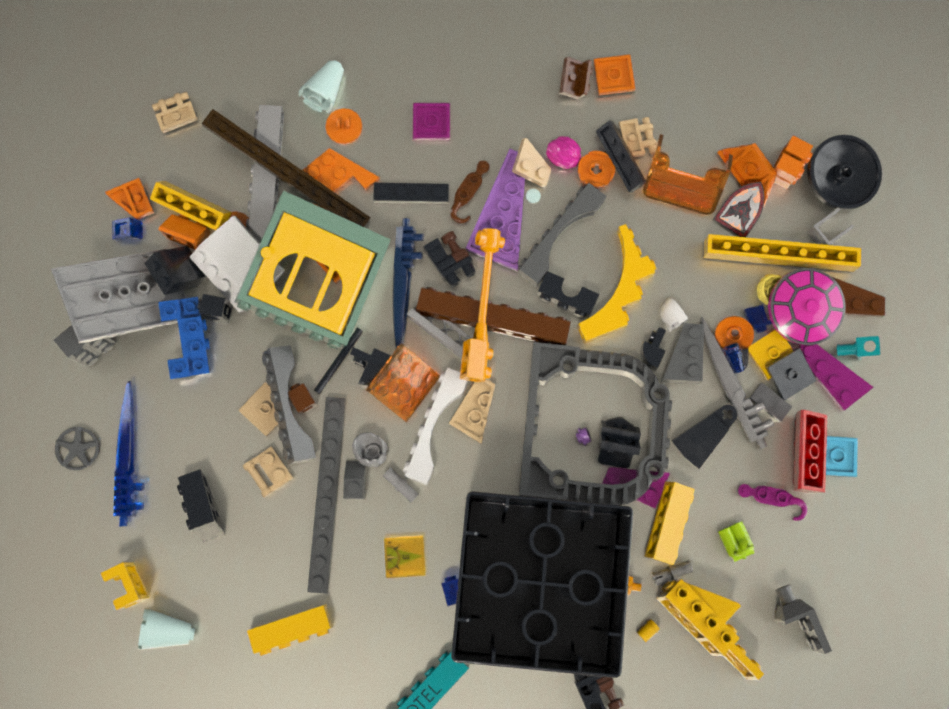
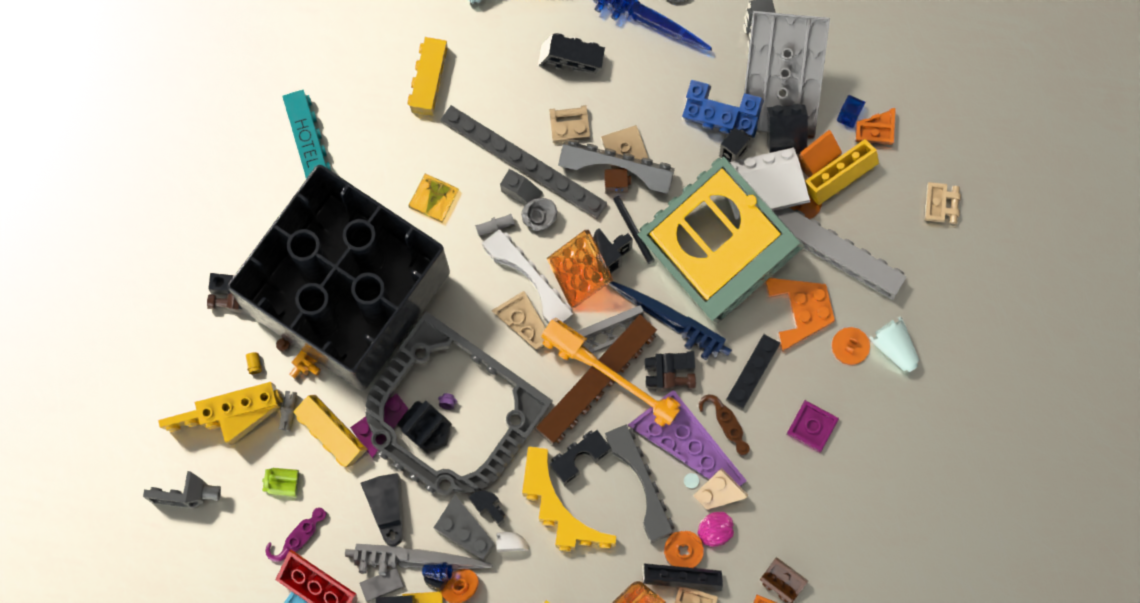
camera: 125 degrees right, 5 degrees down
(282, 168) = (828, 266): dark brown plate -> none

